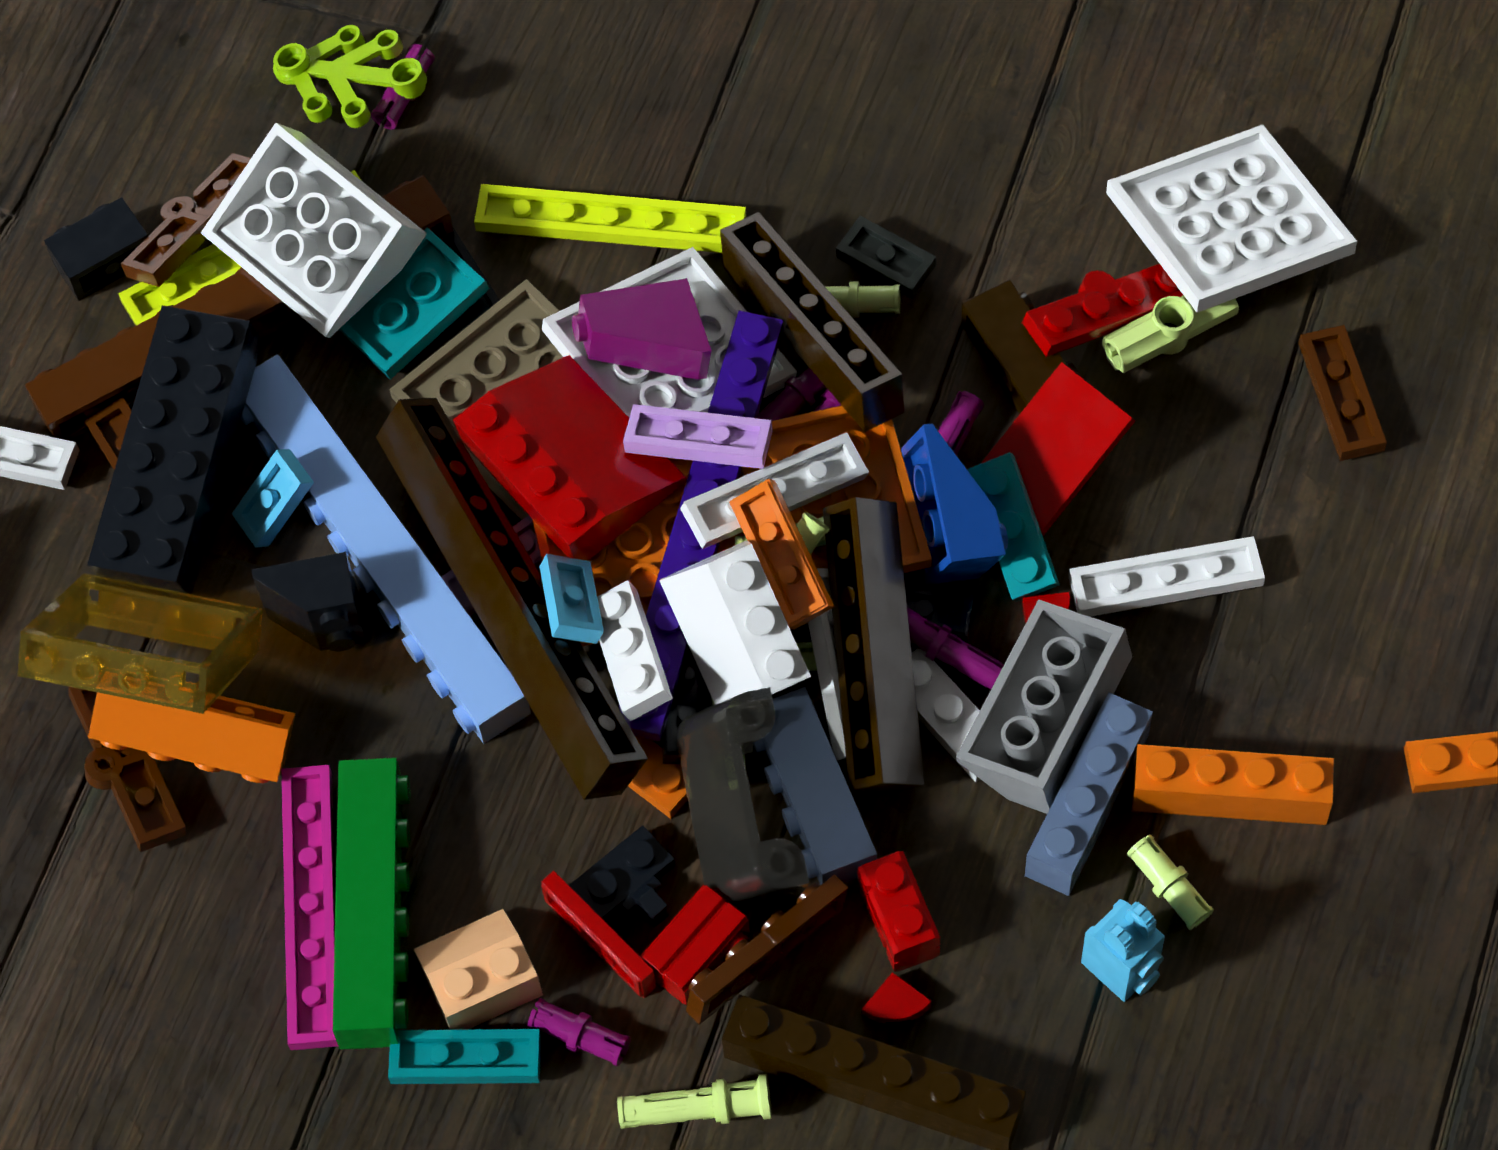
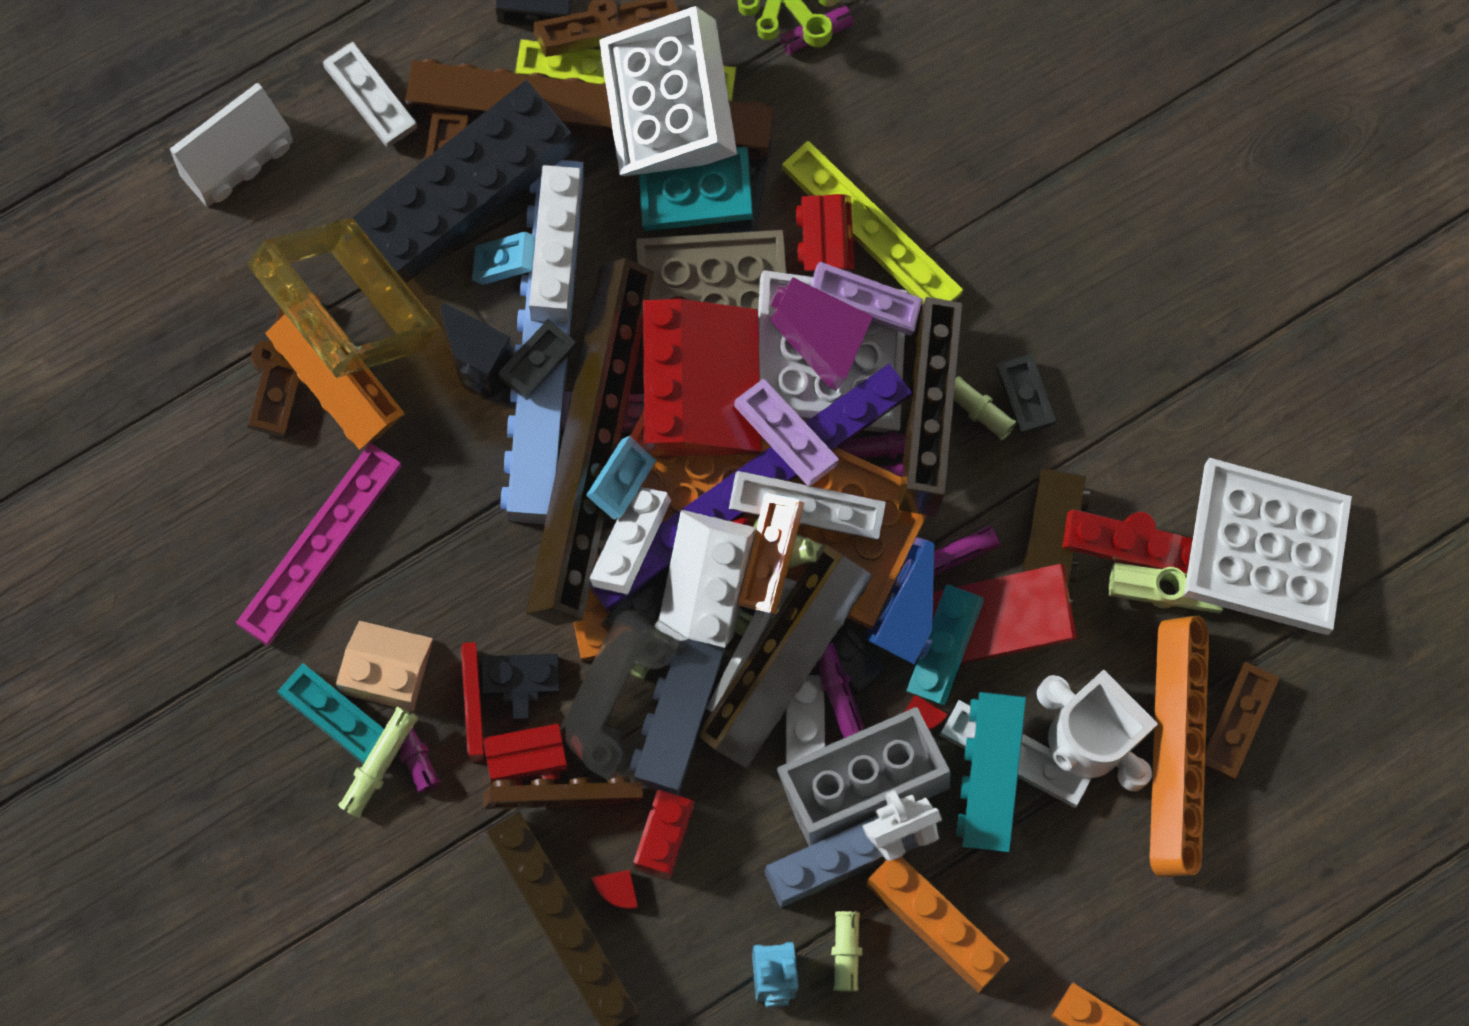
camera: 30 degrees right, 10 degrees up
(317, 440) = (555, 244): none -> white brick
(369, 904) = (353, 571): green brick -> none
(389, 559) = (537, 359): none -> pearl dark grey plate
(551, 1064) = (370, 775): none -> yellowish green pin
(572, 247) = (826, 231): none -> red brick
(701, 265) = (886, 304): none -> lavender tile
(718, 1102) = (459, 865): yellowish green pin -> none
(1119, 705) = (899, 820): none -> white hips
(1162, 601) = (993, 771): none -> teal brick
(1222, 494) = (1097, 729): none -> white piece
(1312, 454) = (1179, 747): none -> orange beam

